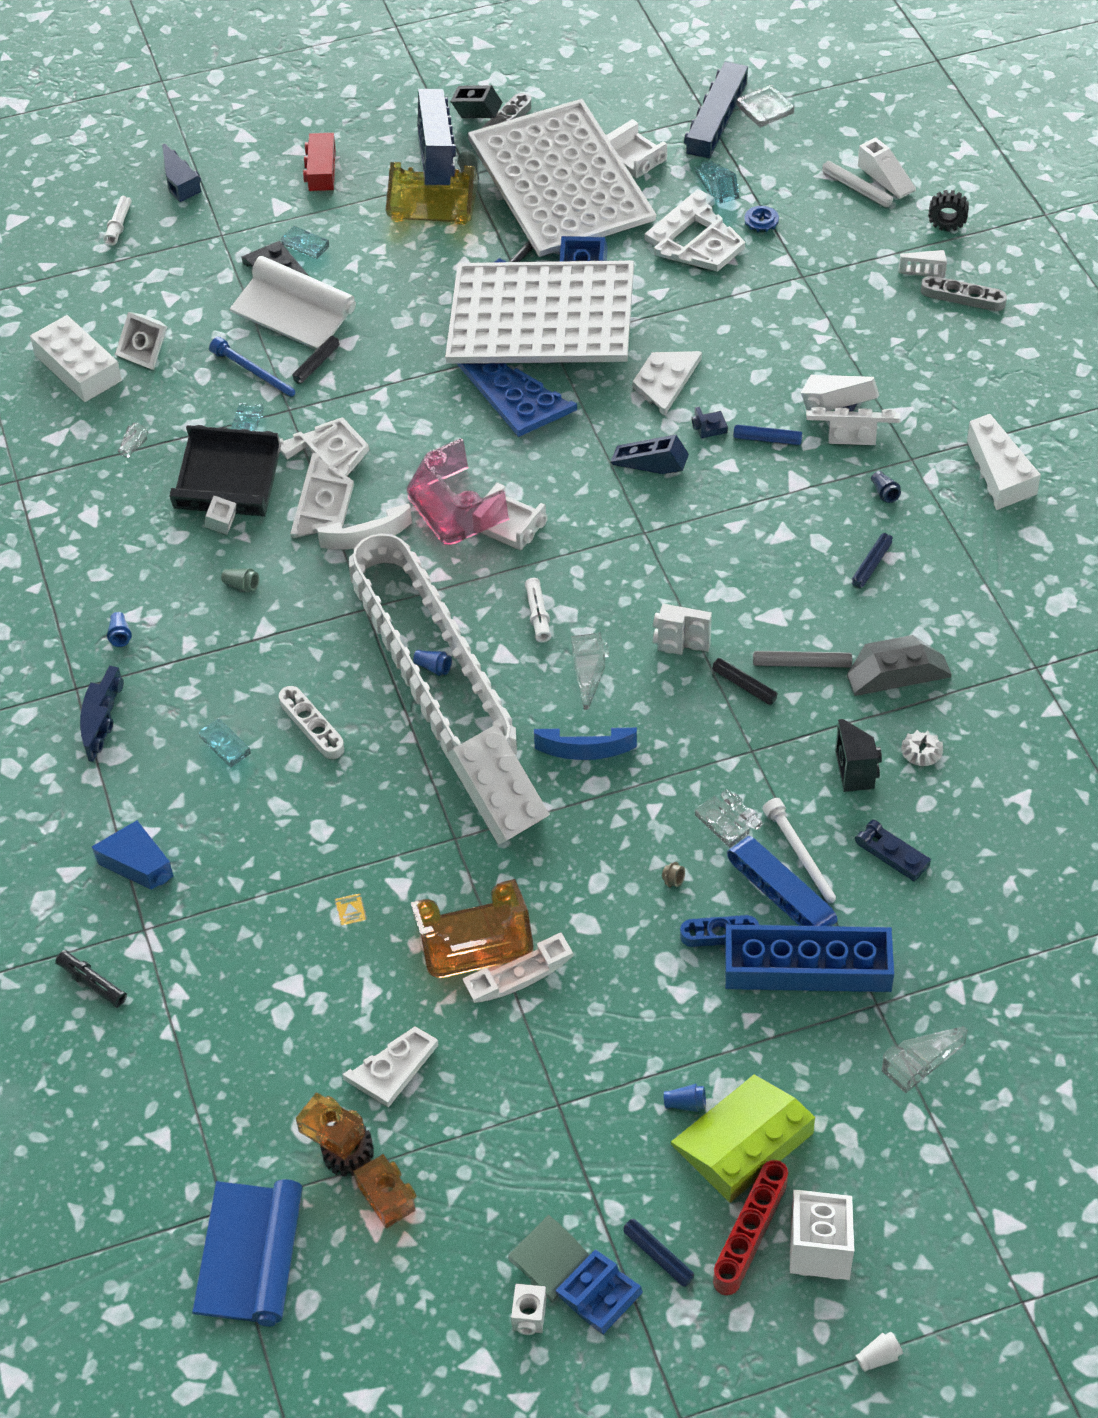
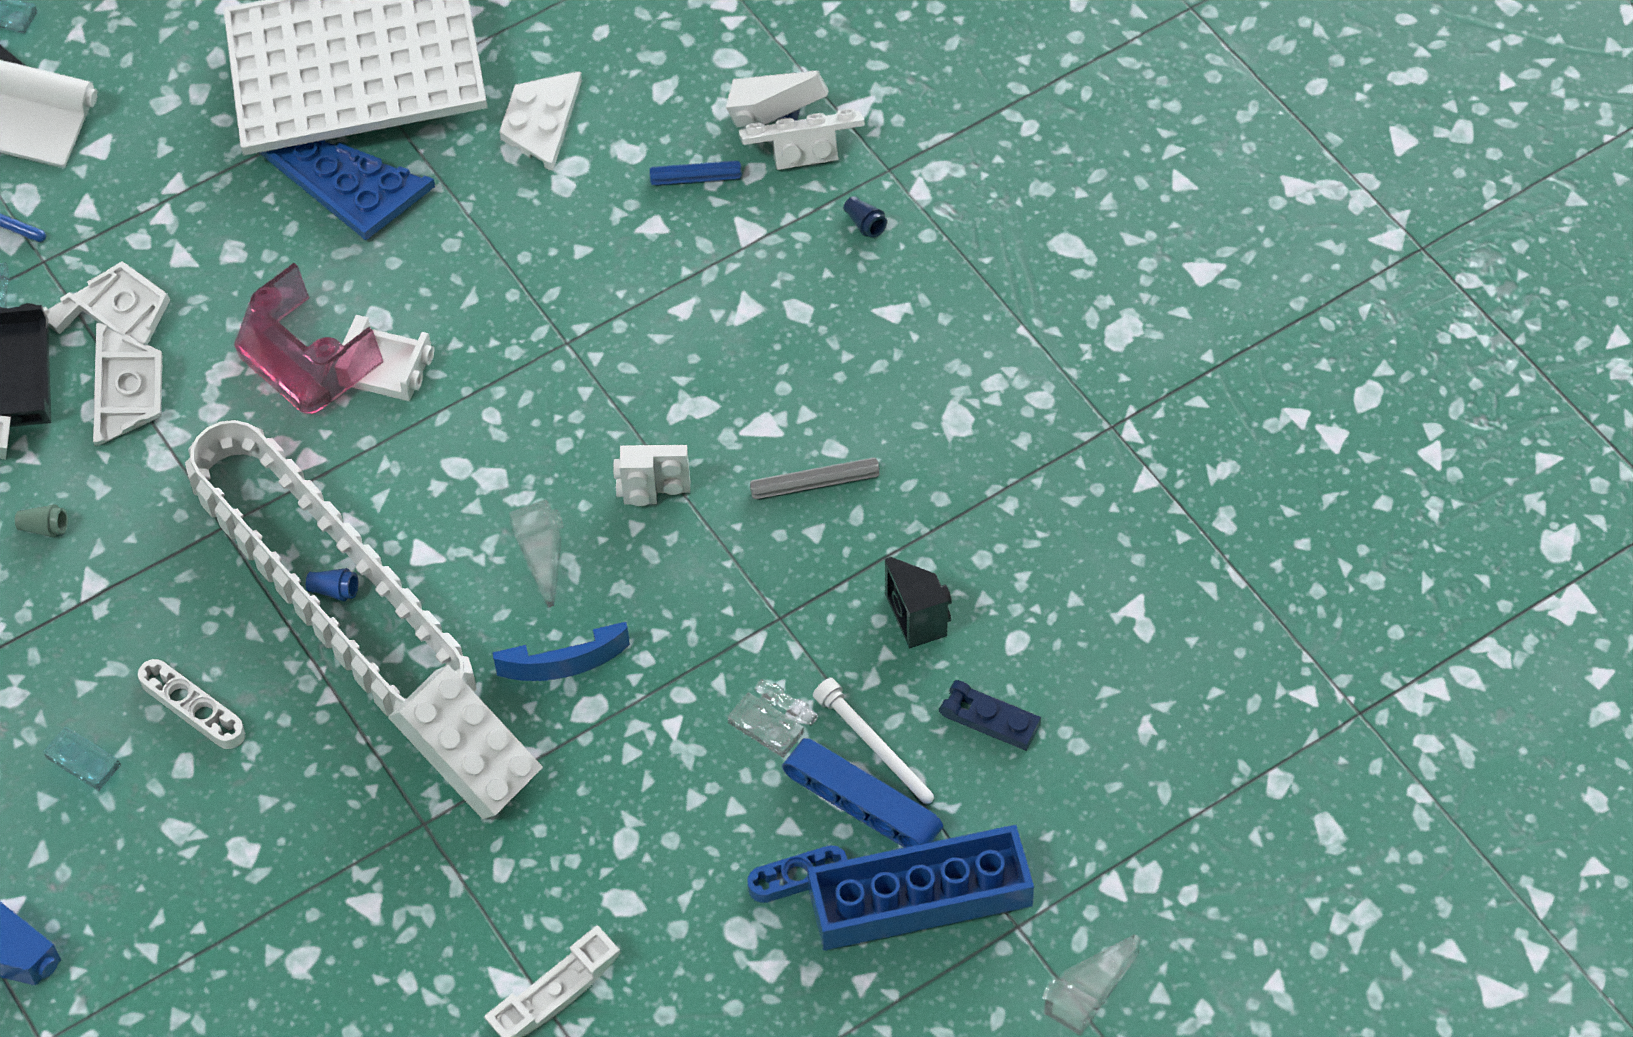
camera: 15 degrees left, 5 degrees up
(316, 359) = (61, 182): black axle -> none
(336, 537) = (184, 428): white slope -> none
(350, 909) = (311, 953): clear tile -> none
(475, 935) = (484, 951): clear orange windscreen -> none
(541, 629) = (466, 509): white pin -> none
(653, 455) = (554, 232): dark blue slope -> none
(673, 874) = (721, 811): dark tan plate -> none
(709, 424) = (615, 172): dark blue bracket -> none
(744, 681) = (748, 524): black axle -> none
(872, 560) = (871, 322): dark blue axle -> none
(895, 665) = (935, 461): dark grey wedge -> none
(930, 754) = (1008, 572): white gear -> none
(1001, 463) = (1006, 154): white wedge -> none

